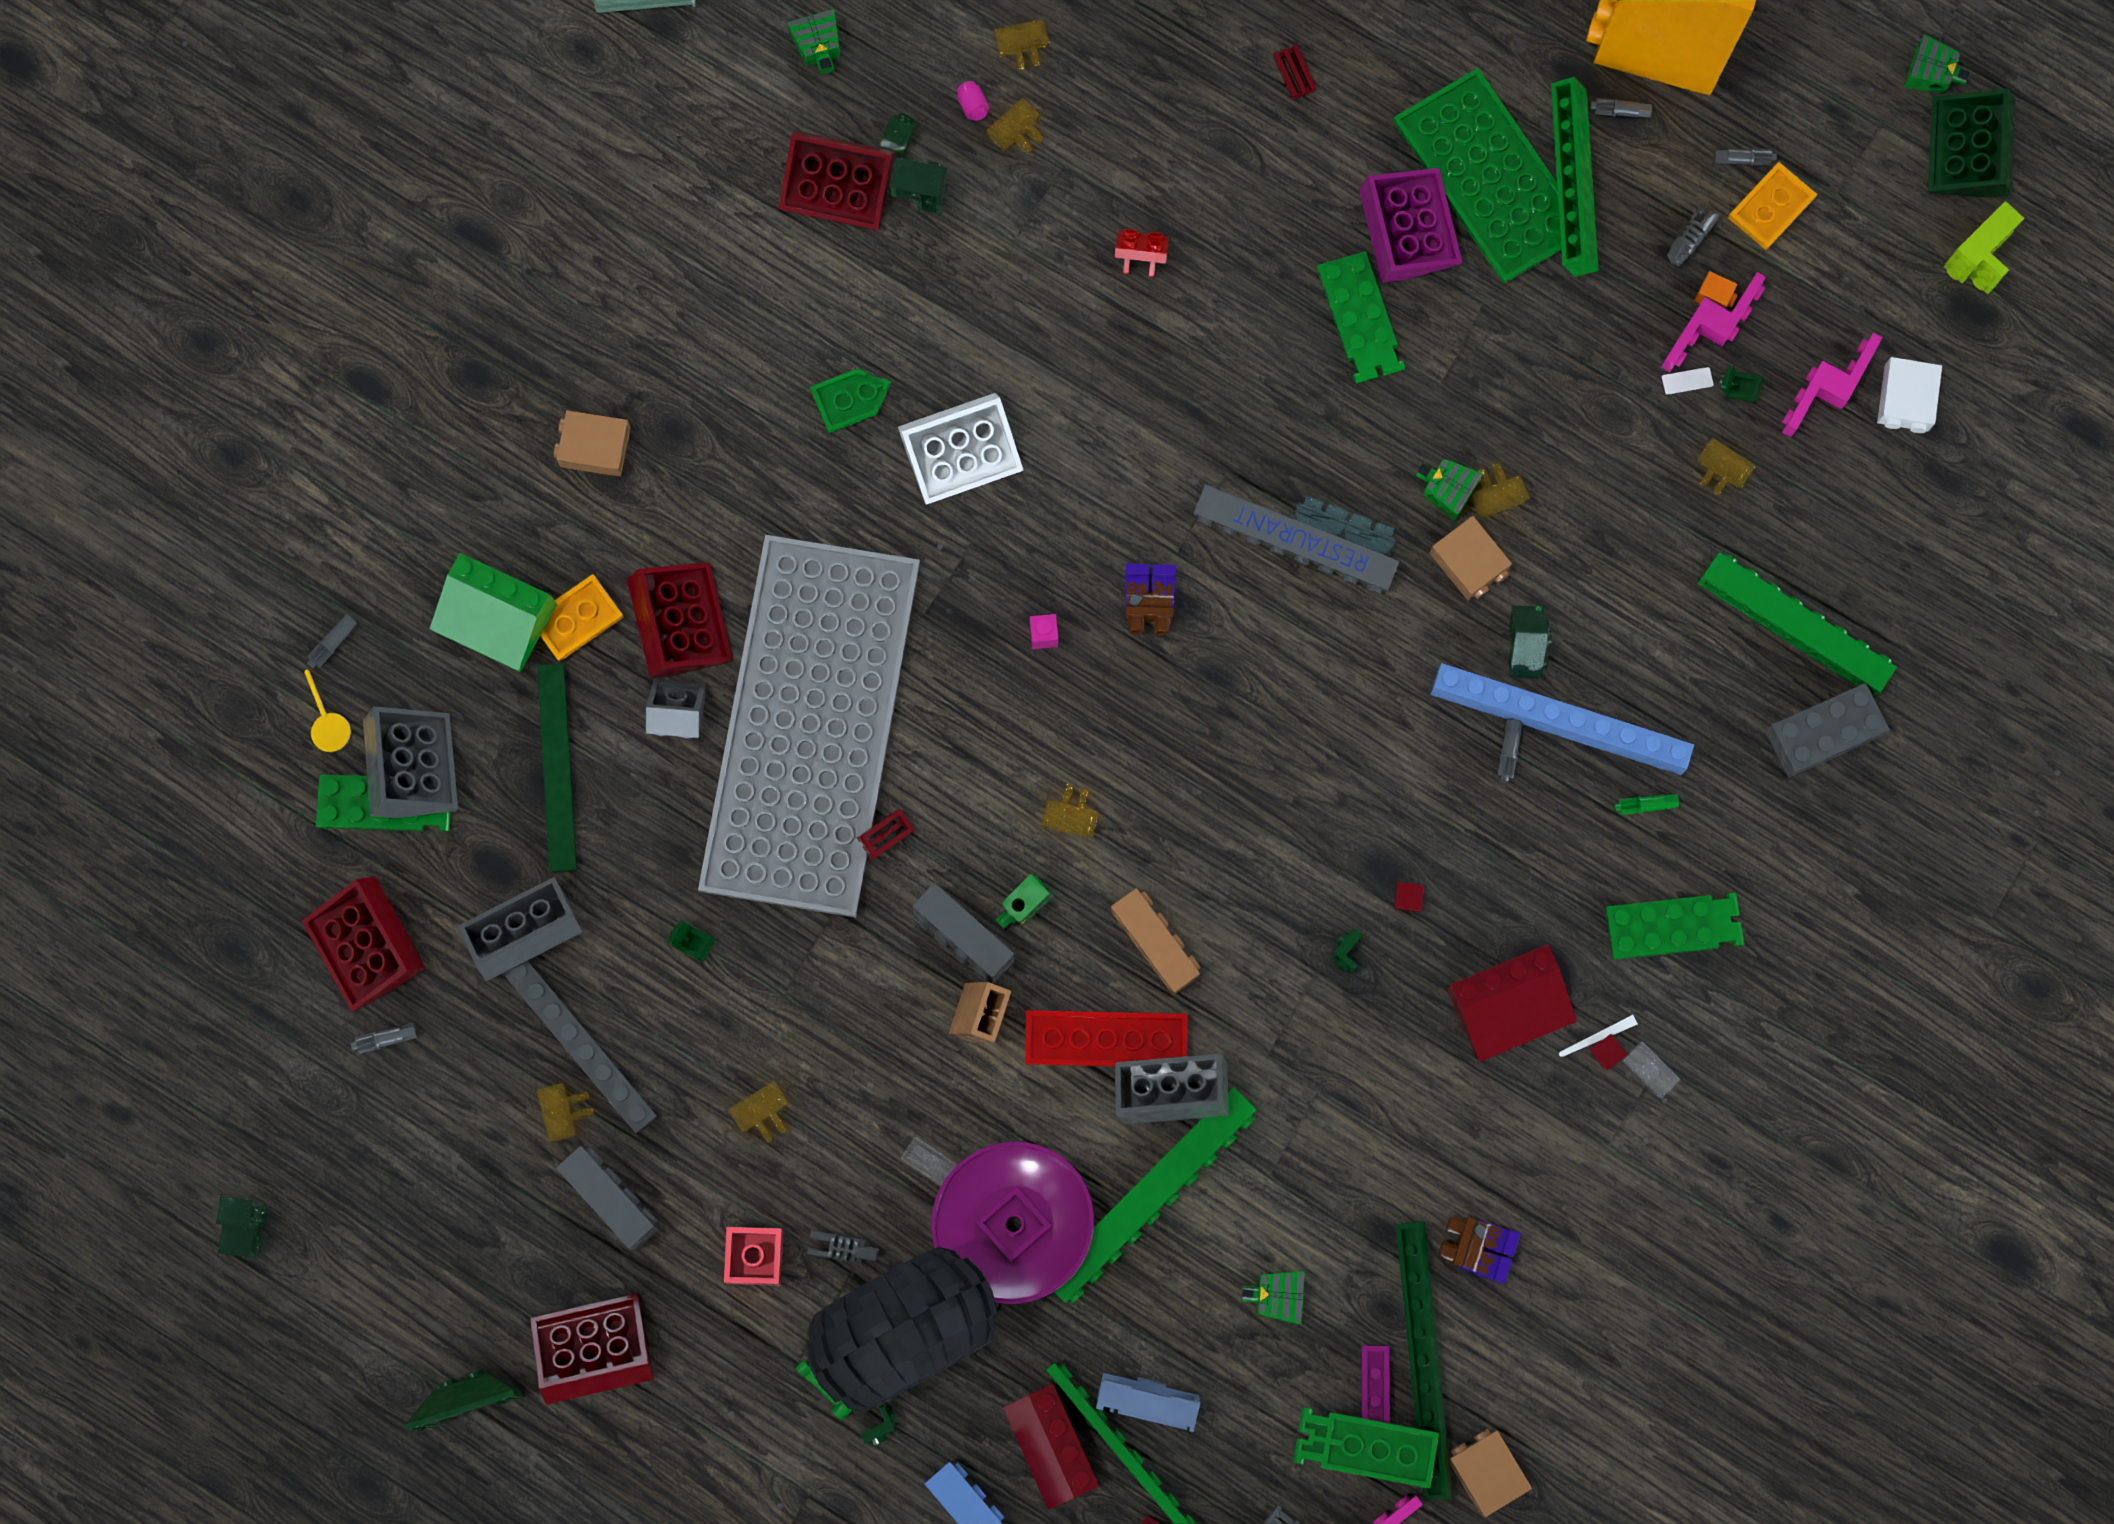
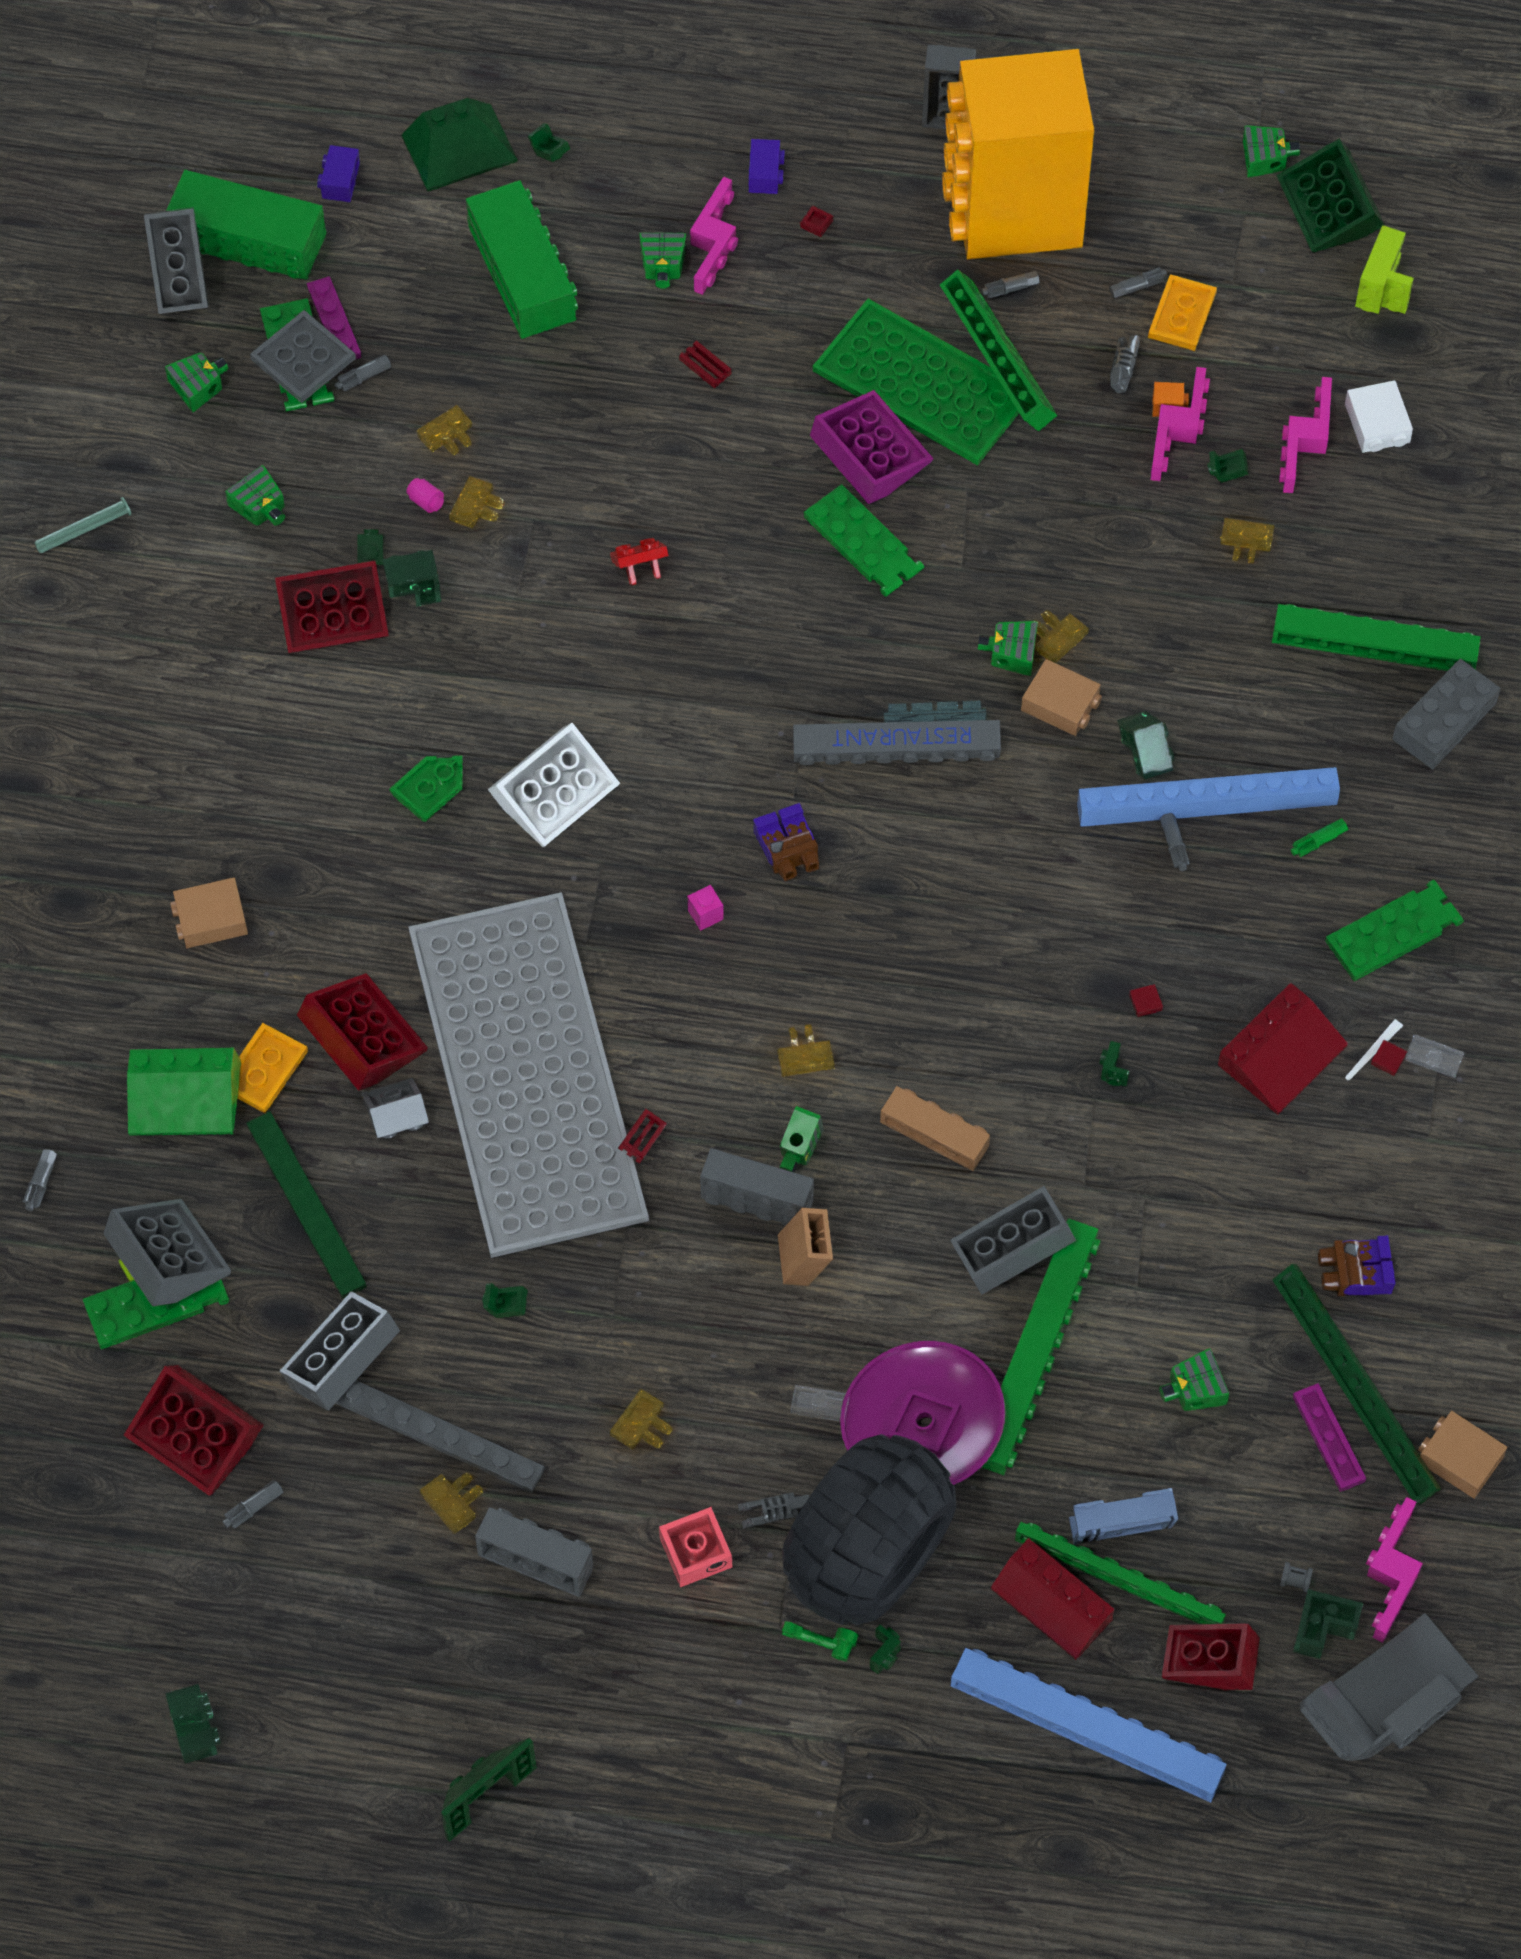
camera: 20 degrees left, 15 degrees down
(330, 730) = (72, 1260): yellow piece -> none
(591, 1349) = (581, 1695): dark red slope -> none
(1102, 1037) = (922, 1230): red plate -> none
(1368, 1448) = (1342, 1474): green hinge -> none
(1687, 380) = (1179, 482): white sticker -> none

